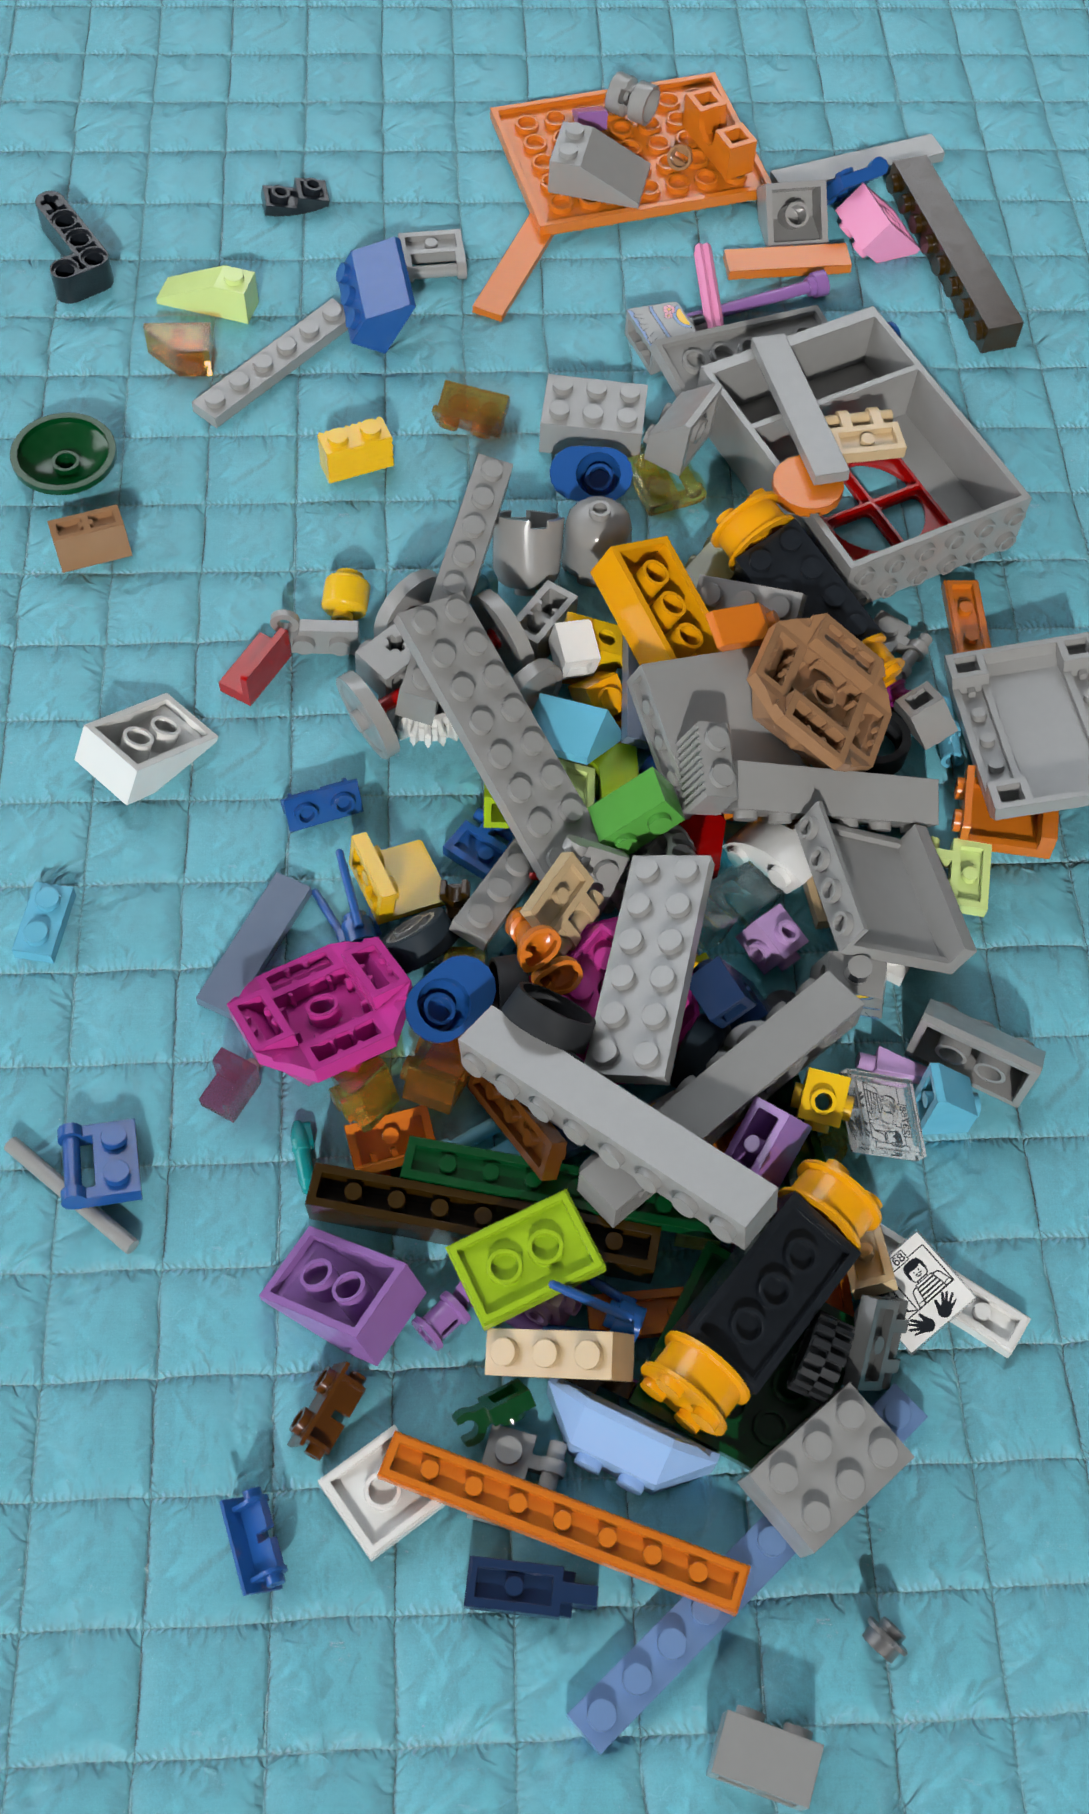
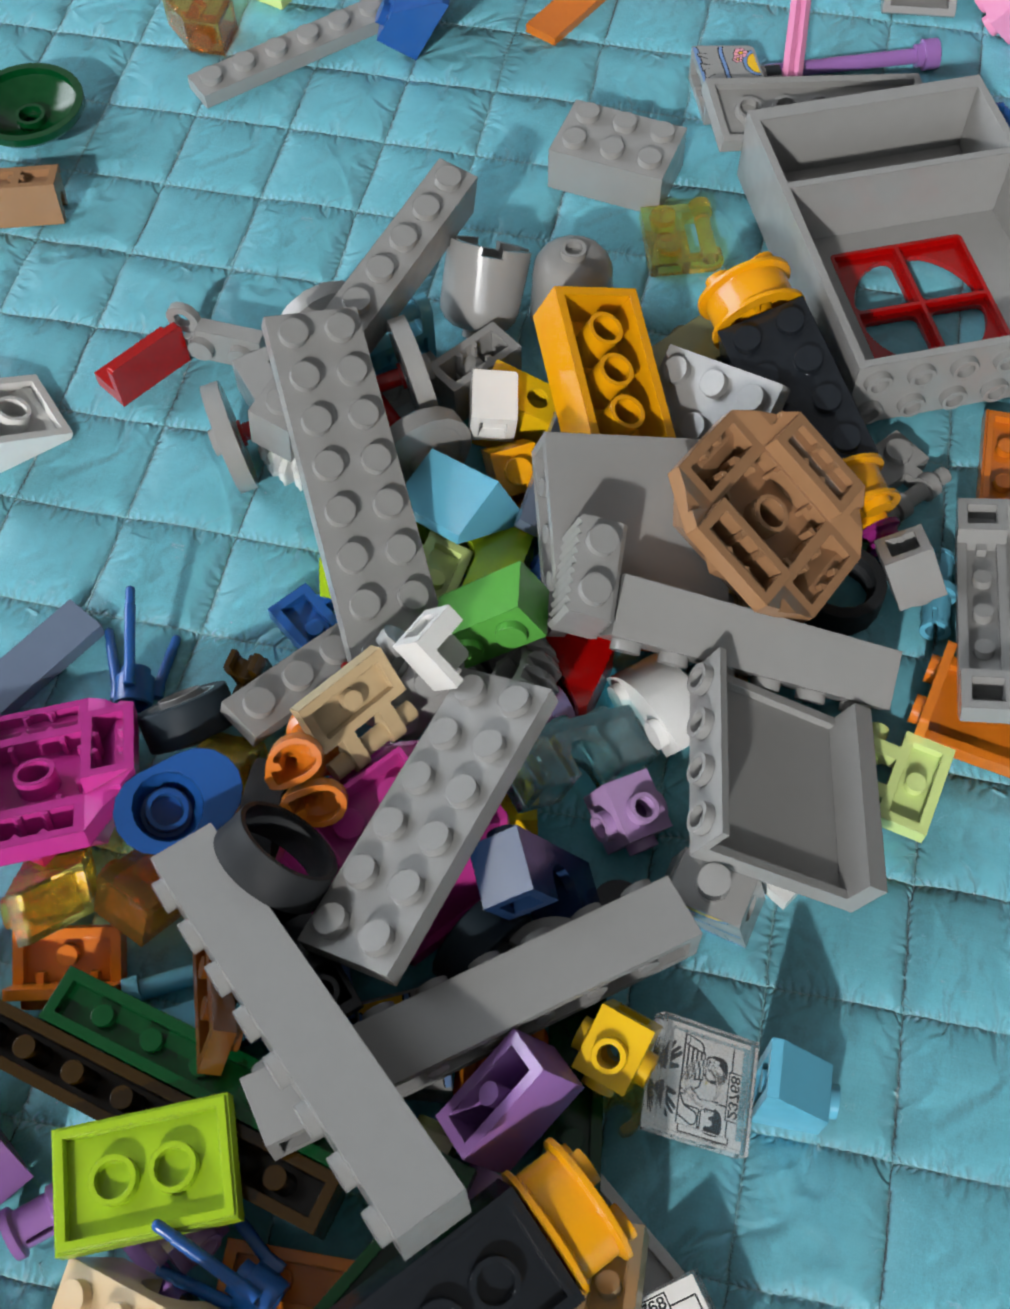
camera: 20 degrees right, 0 degrees up
(322, 805) = (152, 531): blue hinge -> none
(346, 595) = (265, 296): yellow head -> none
(355, 449) = (337, 149): yellow brick -> none
(395, 879) = (196, 633): yellow bracket -> none
(471, 410) = (484, 128): clear orange bracket -> none
(590, 471) = (590, 211): blue piece -> none
(608, 846) = (433, 648): none -> white panel
(682, 428) = (712, 181): light grey slope -> none
(741, 625) = (687, 409): orange slope -> none
(786, 261) = (900, 26): orange tile -> none
(799, 494) = (833, 261): orange tile -> none
(800, 409) = (849, 175): light grey tile -> none
(867, 435) = (921, 215): tan plate -> none
(890, 1064) = (737, 1017): lavender piece -> none
(976, 1048) = (856, 1027): light grey slope -> none

